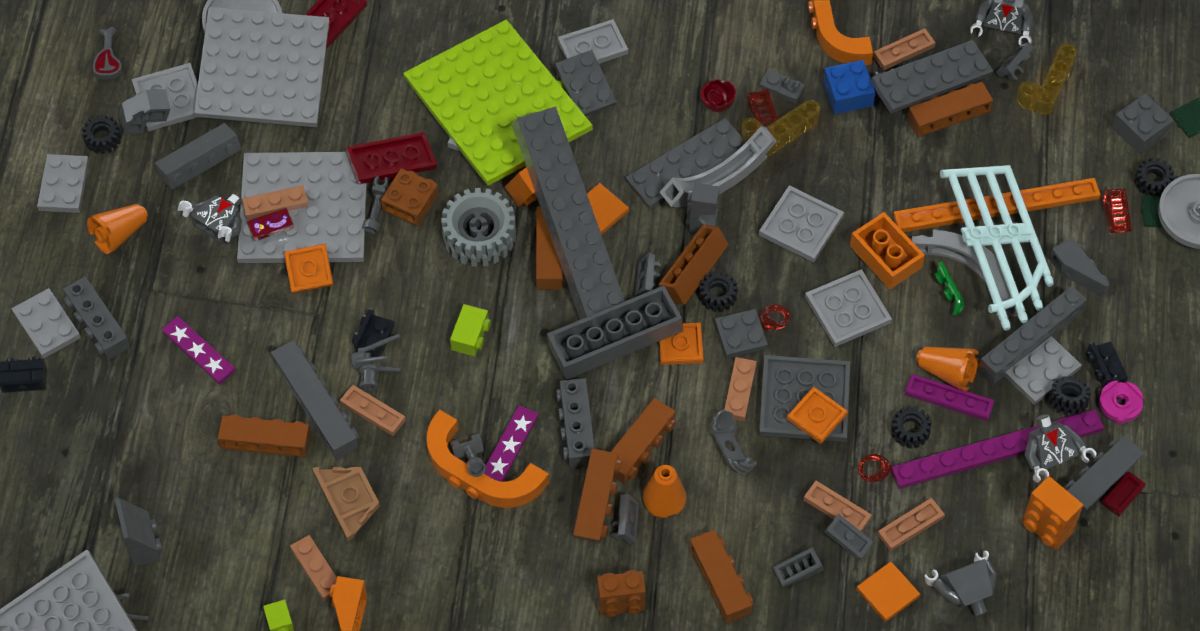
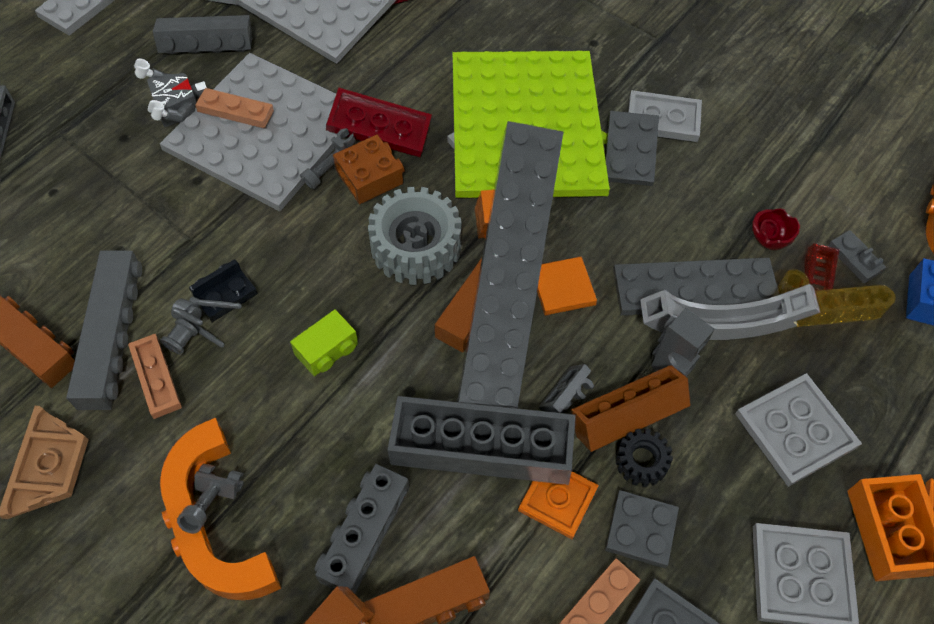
camera: 30 degrees right, 0 degrees up
(116, 226) = (78, 57): orange cone -> none
(198, 350) = (48, 214): magenta tile -> none
(270, 224) = (212, 126): dark red tile -> none
(308, 268) = (215, 188): orange tile -> none
(511, 443) = (267, 511): magenta tile -> none
(770, 324) = (684, 535): clear red piece -> none

